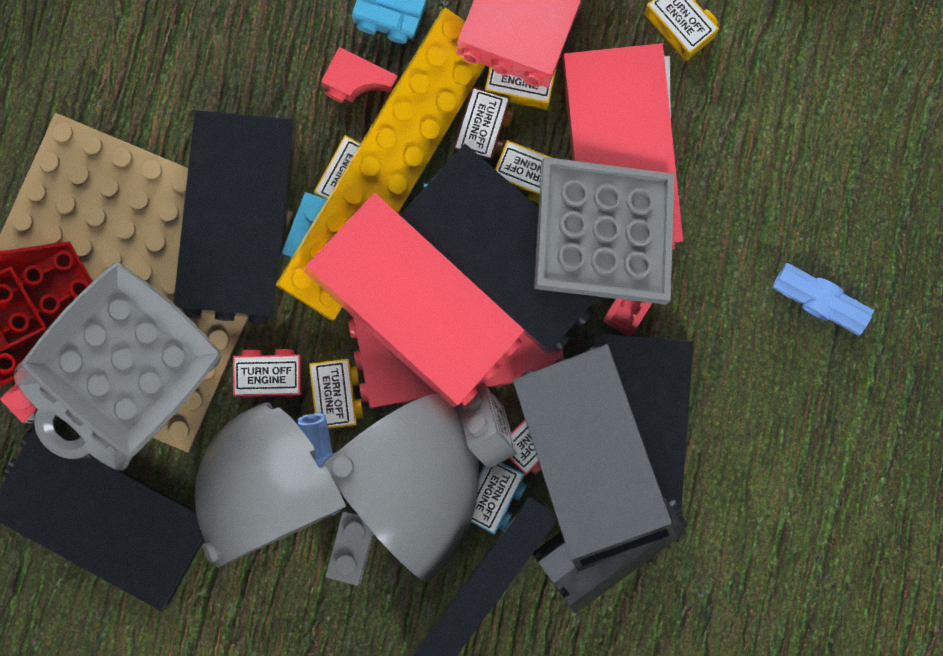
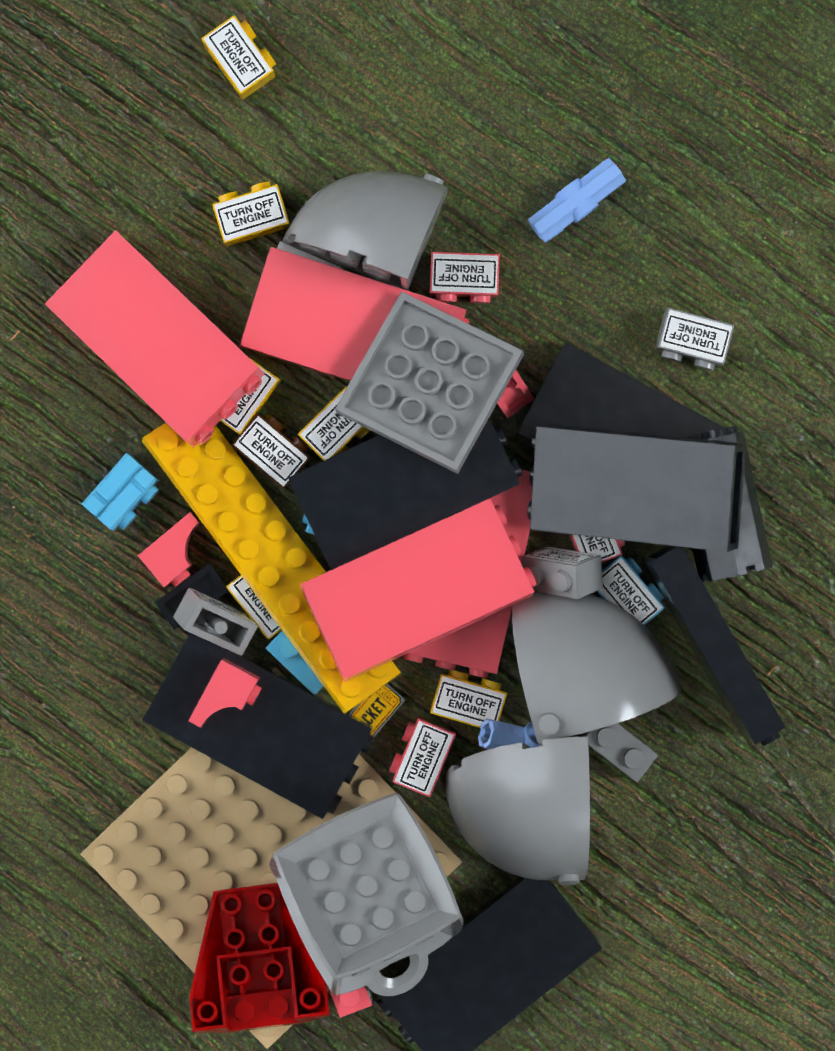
camera: 70 degrees left, 5 degrees up
(254, 168) = (227, 688): none -> coral arch
(295, 317) = (378, 707): none -> tile
(309, 137) = (215, 621): none -> light grey brick
(323, 112) = (204, 581): none -> black plate
(711, 228) = (464, 276): none -> brick
(721, 127) = (371, 223): none -> light grey brick
(747, 456) = (693, 338): none -> brick

